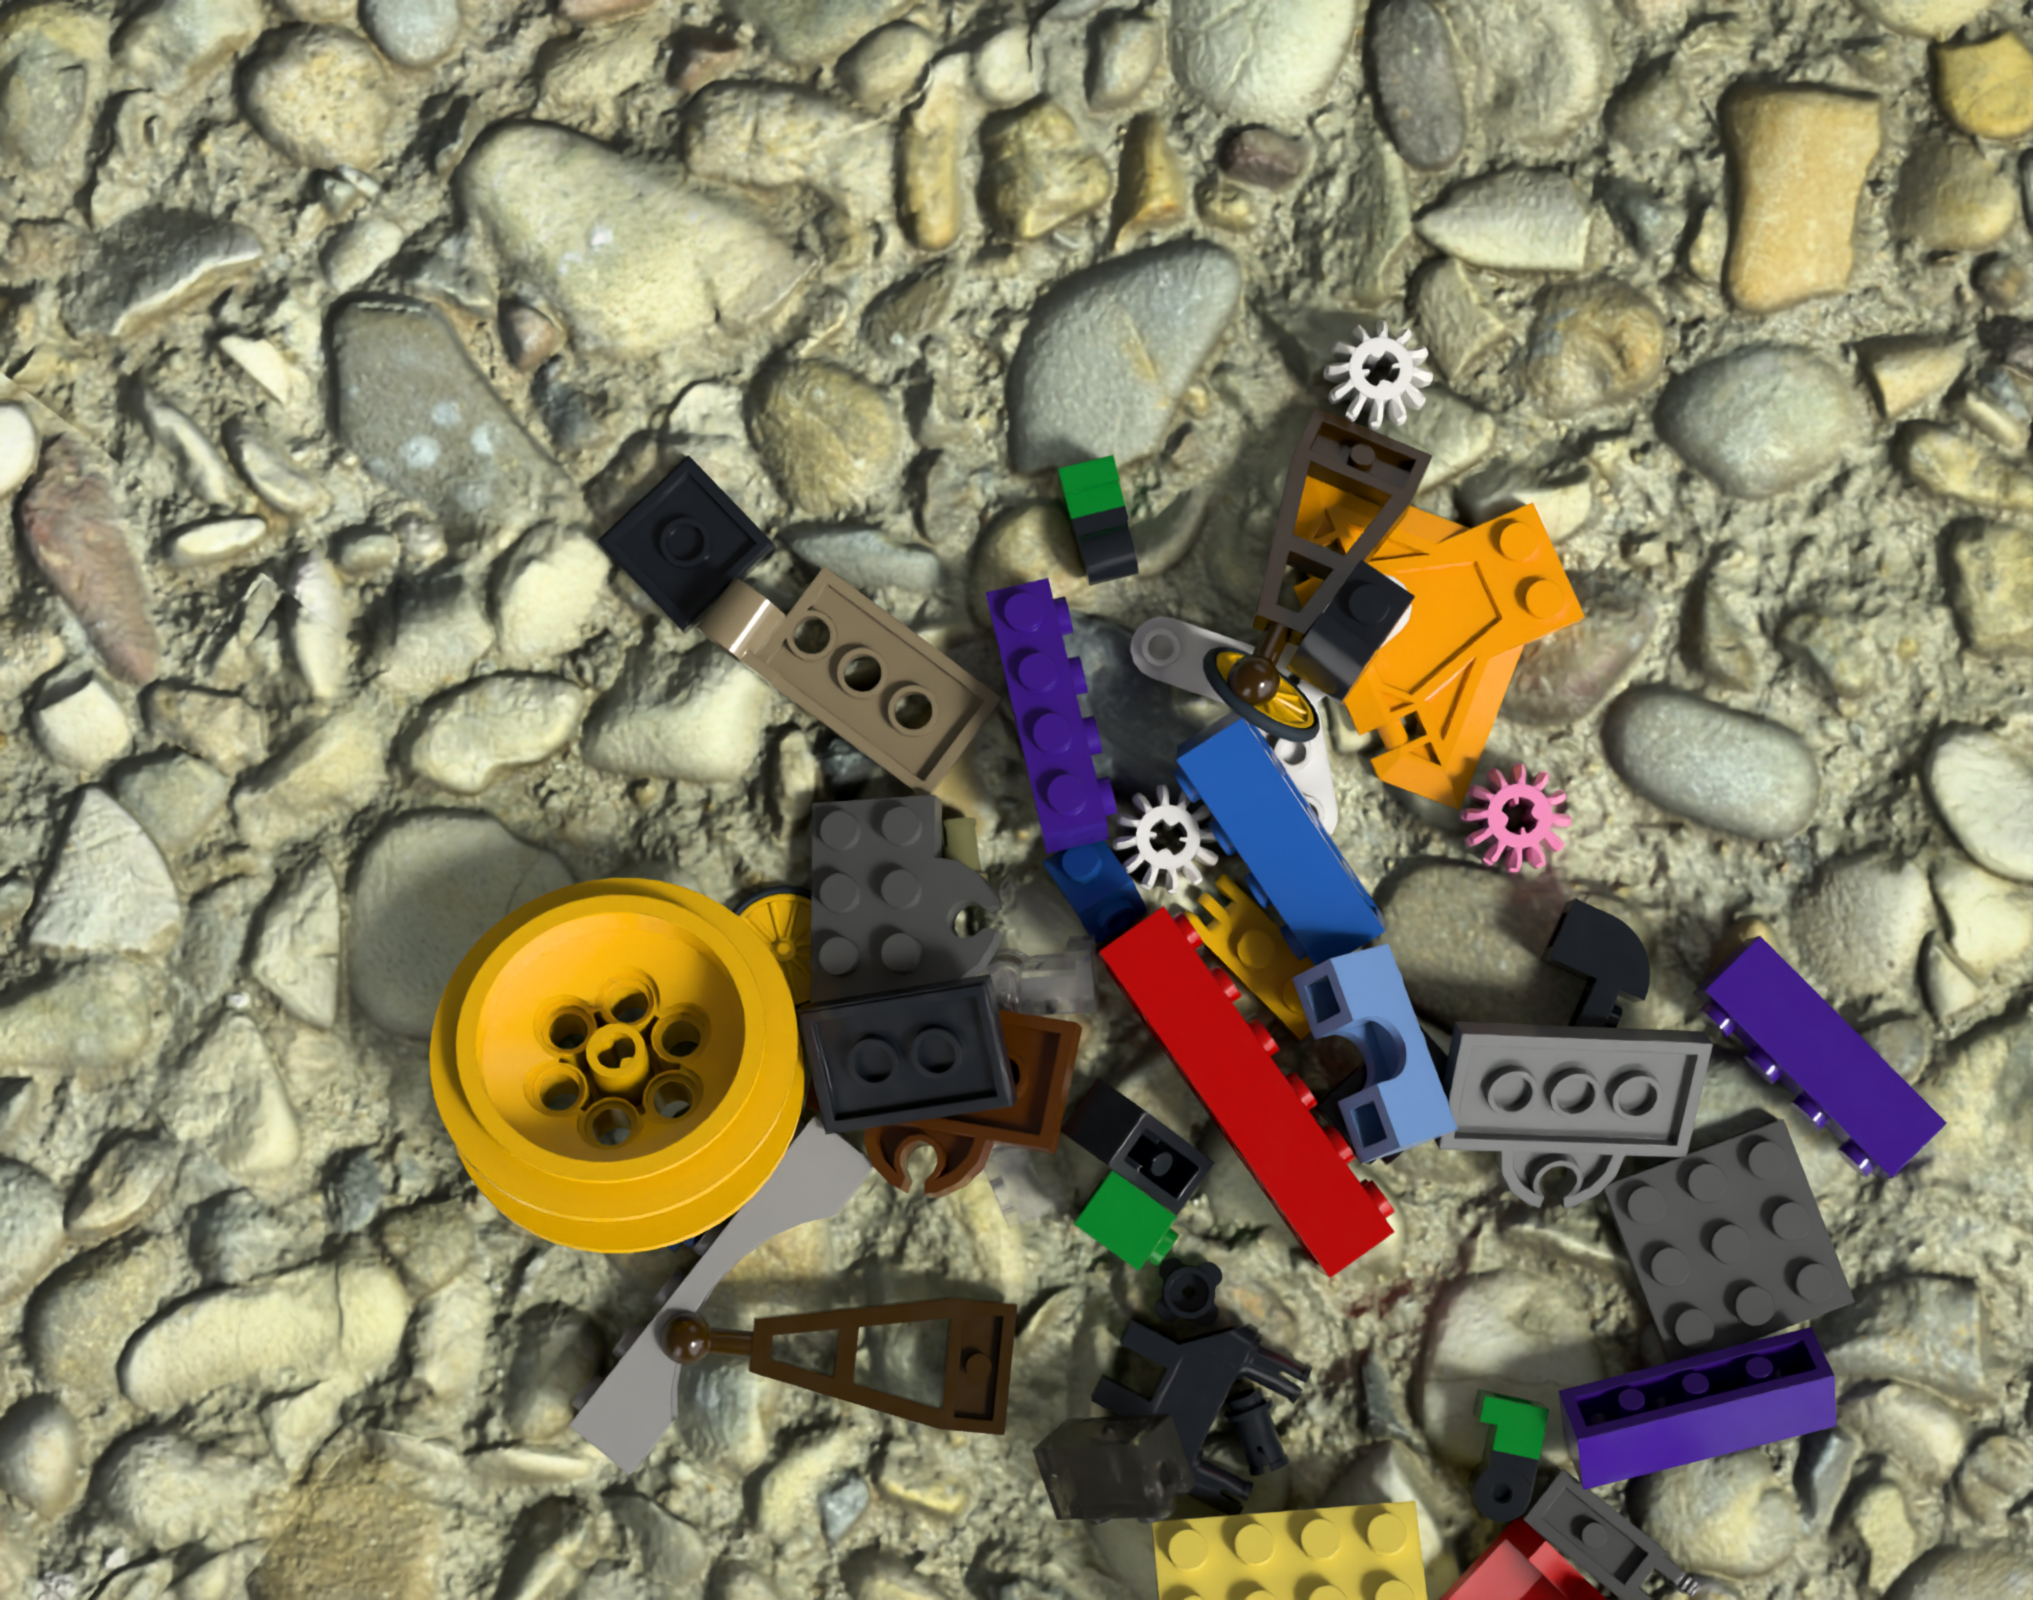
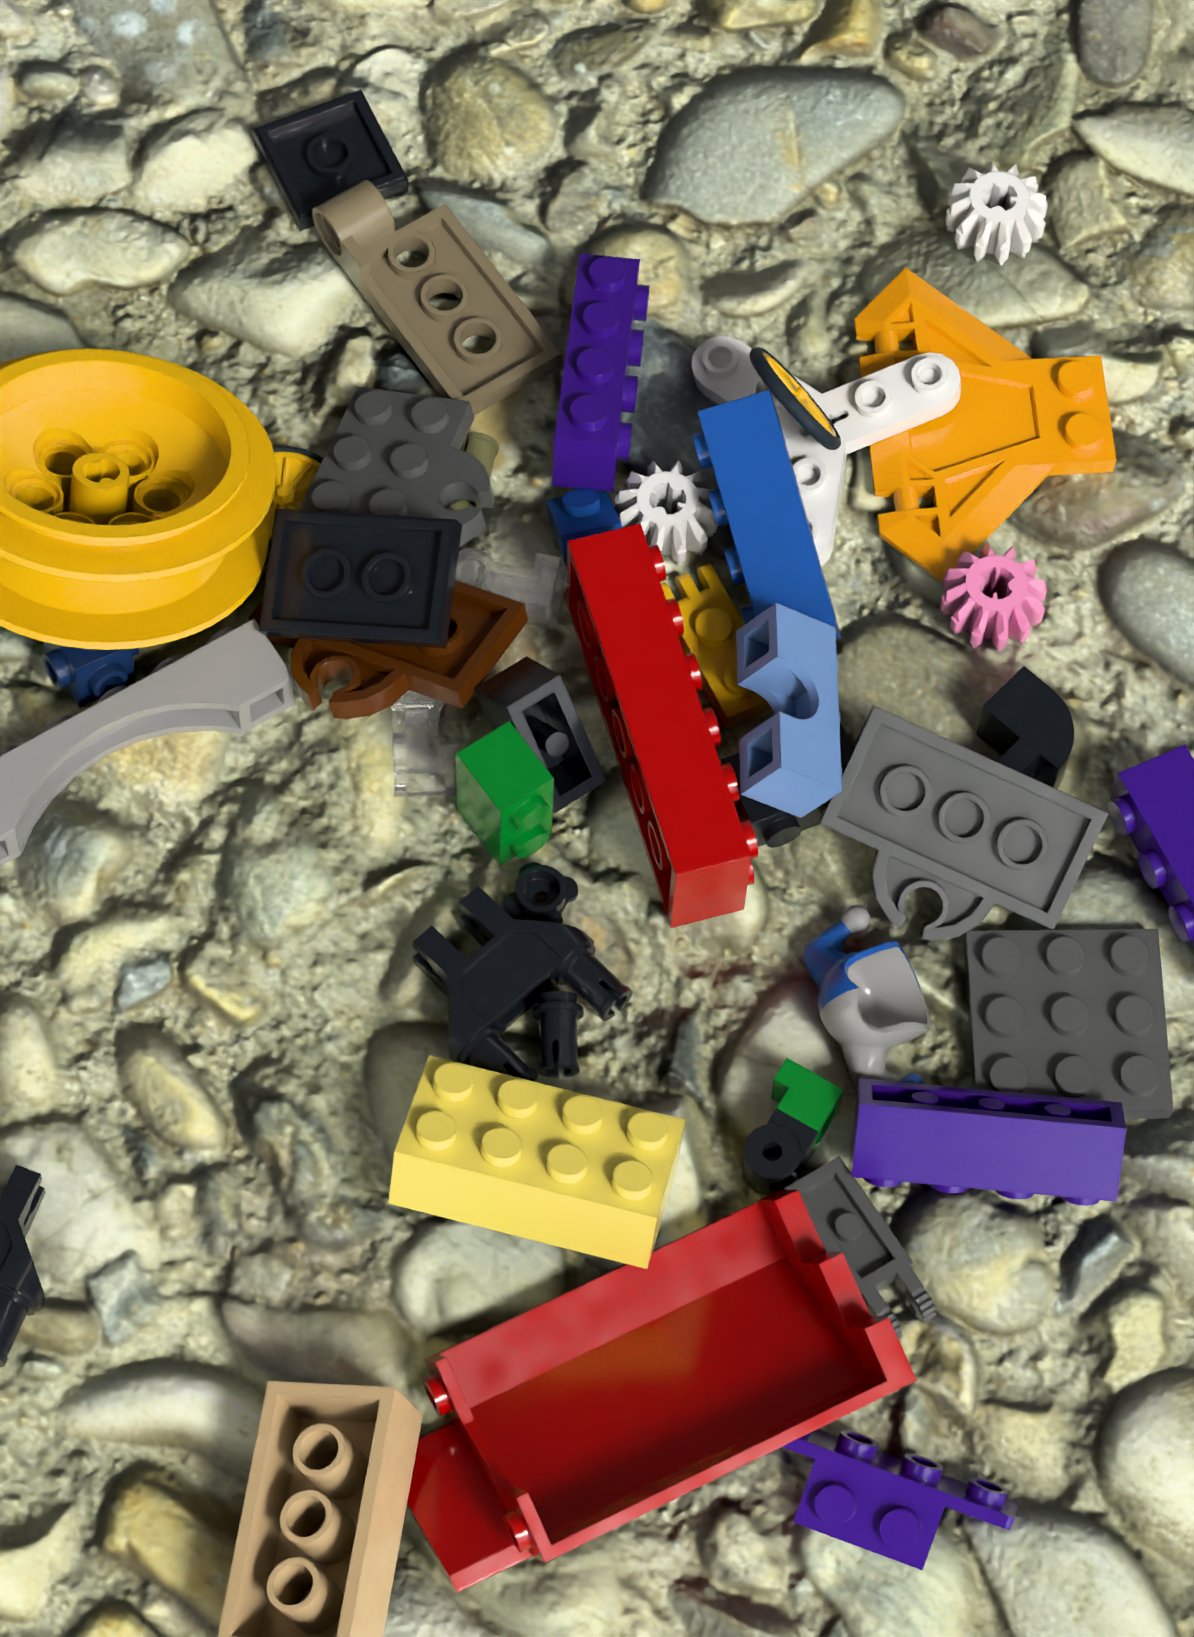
camera: 10 degrees right, 20 degrees down
(973, 1371) = (314, 889): dark brown plate -> none
(1098, 519) = (704, 242): leg -> none
(1114, 1468) = (410, 997): clear smoke brick -> none
(1350, 632) = (879, 369): black brick -> none
(1351, 461) = (931, 256): dark brown plate -> none
(1537, 1299) = (866, 997): none -> light grey piece

